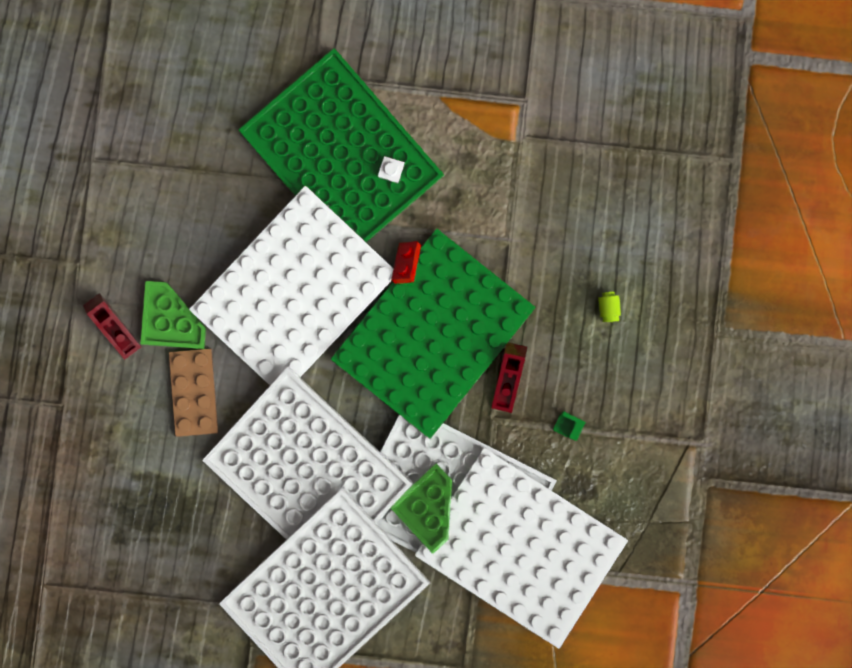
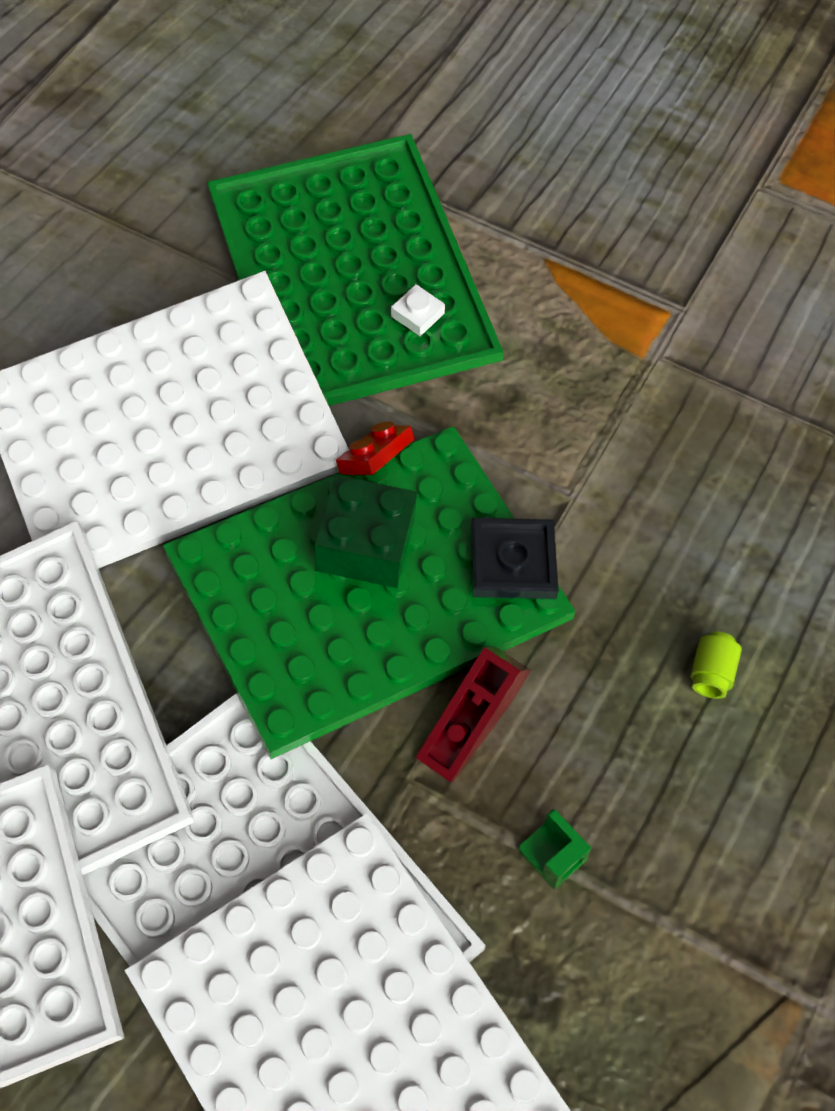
camera: 20 degrees right, 25 degrees down
(425, 316) = (365, 531): none -> dark green brick
(427, 508) = (195, 882): bright green plate -> none
(497, 295) = (513, 558): none -> black tile

